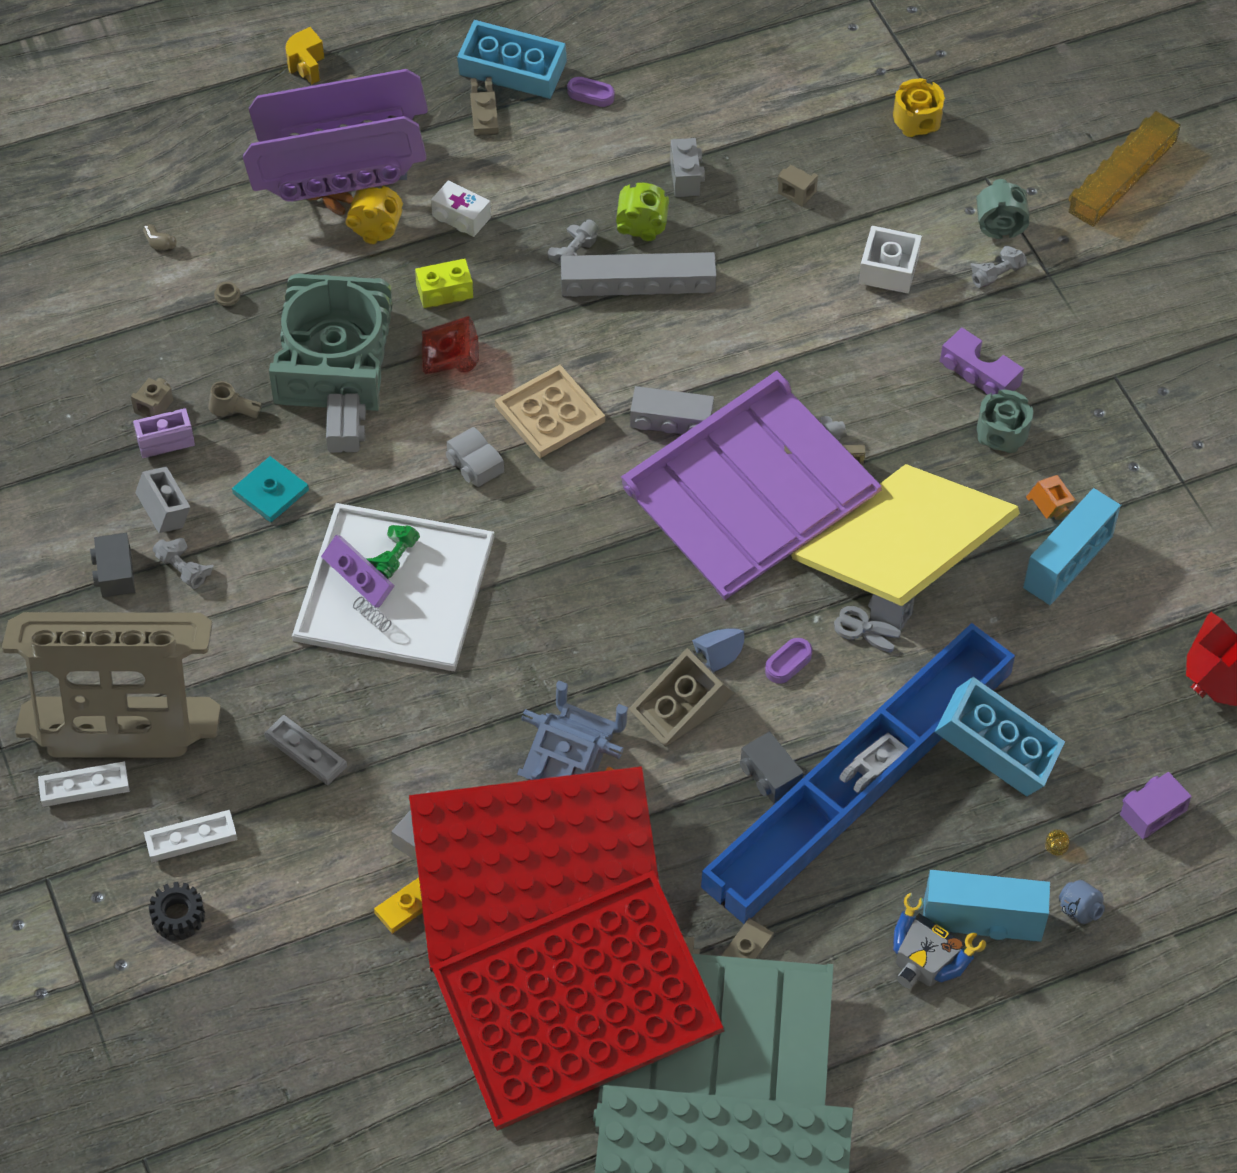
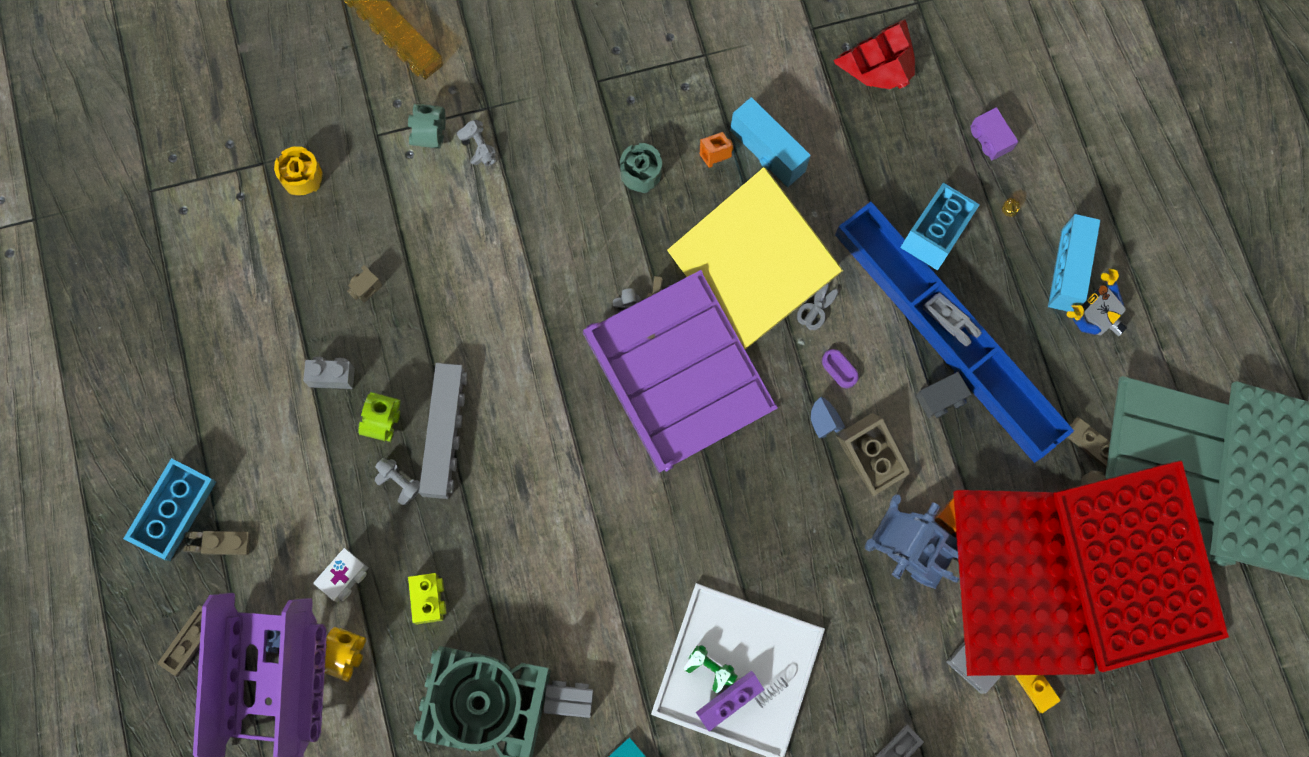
camera: 85 degrees left, 20 degrees up
(303, 53) = (115, 707): yellow brick -> none
(450, 347) = (499, 600): clear red slope -> none
(474, 457) = (619, 591): light grey brick -> none
(550, 411) = (577, 522): tan plate -> none
(591, 91) = (217, 444): medium lavender tile -> none
(668, 410) = (594, 423): light grey brick -> none
(890, 259) = (463, 223): white brick -> none
(962, 356) = (567, 187): medium lavender arch -> none
(1081, 901) = (1066, 199): sand blue head -> none

